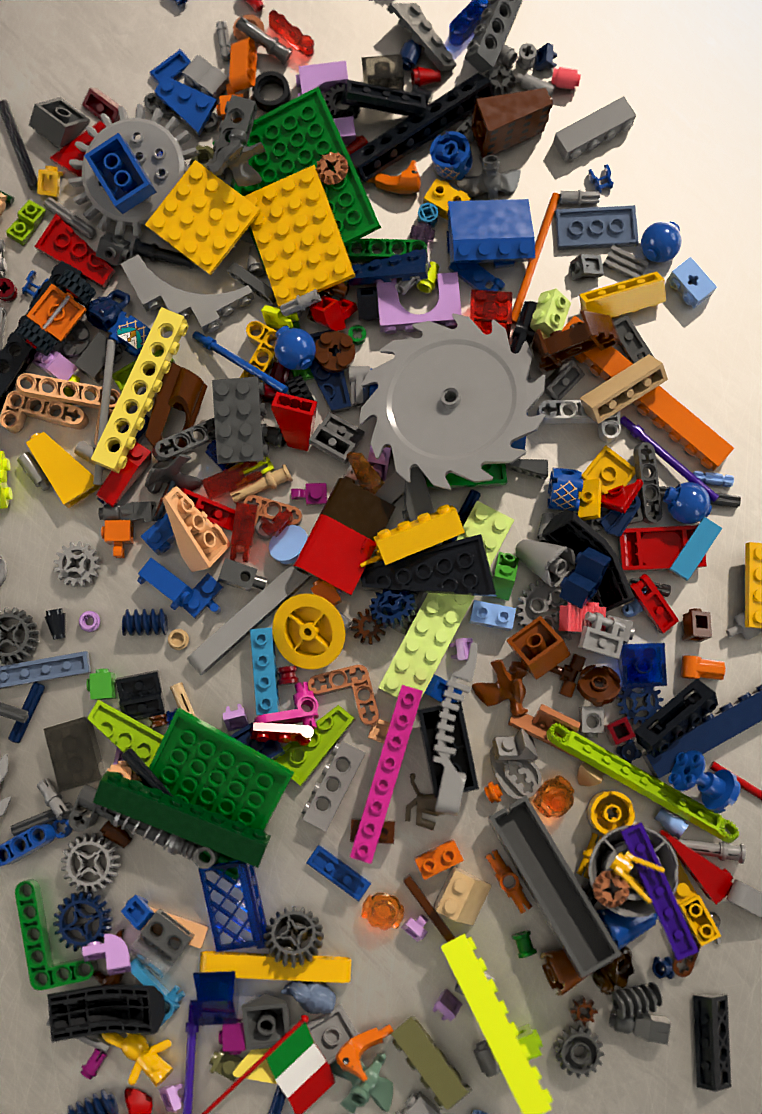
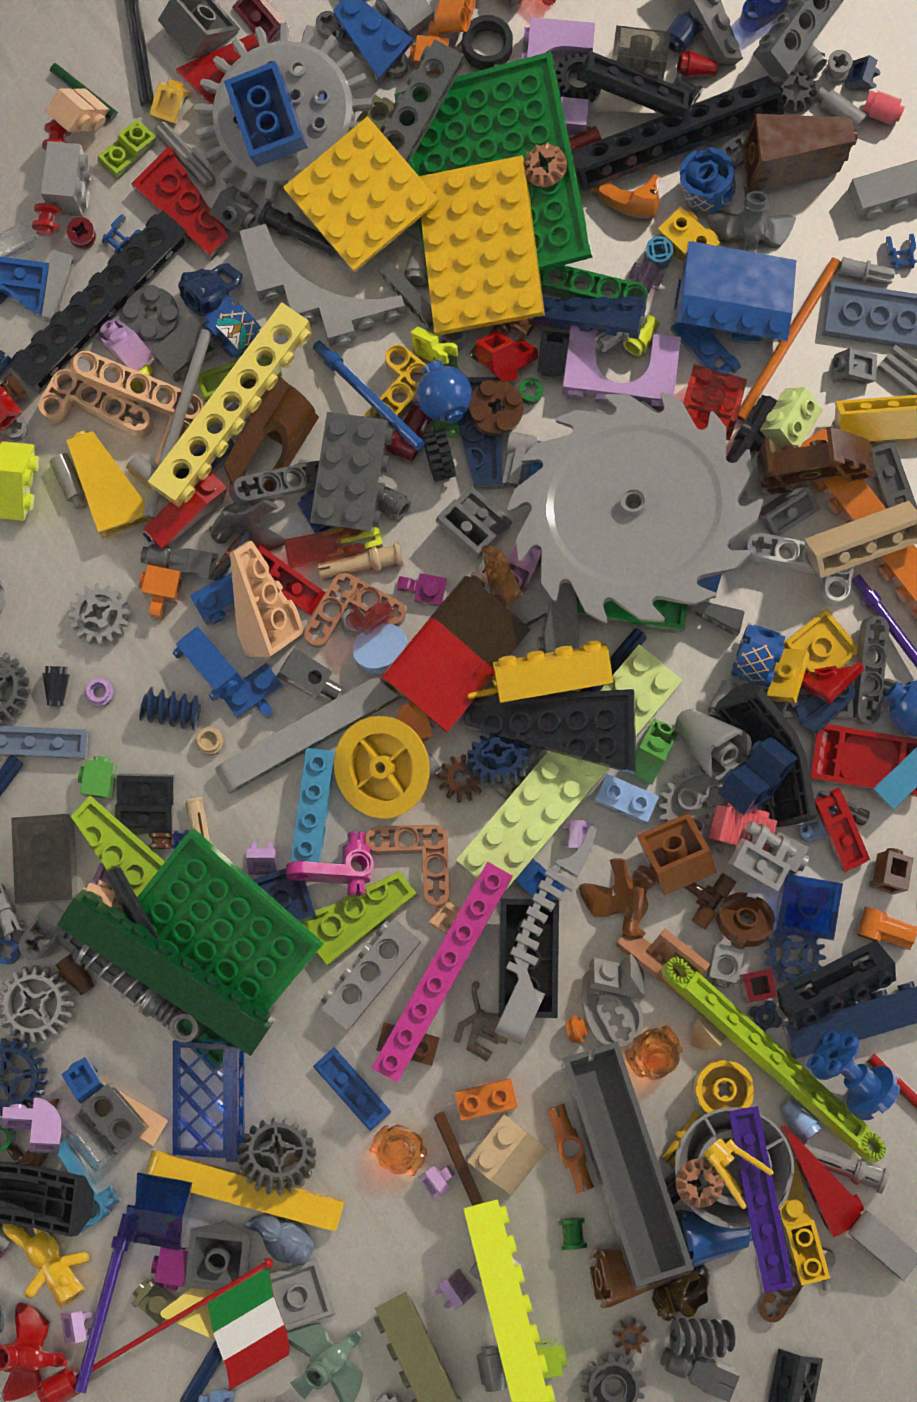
camera: 10 degrees right, 0 degrees up
(56, 312) = (143, 279): plate -> none
(237, 157) = (422, 127): dark grey animal -> none
(243, 529) = (325, 616): clear red hinge -> none
(282, 733) = (318, 890): plate -> none
(287, 675) = (341, 818): dark red wheel -> none
(295, 419) = (424, 486): red slope -> none
(300, 303) = (464, 334): light grey axle -> none
(351, 1052) = (317, 1320): orange animal -> none
(659, 965) = (746, 1304): dark blue plate -> none

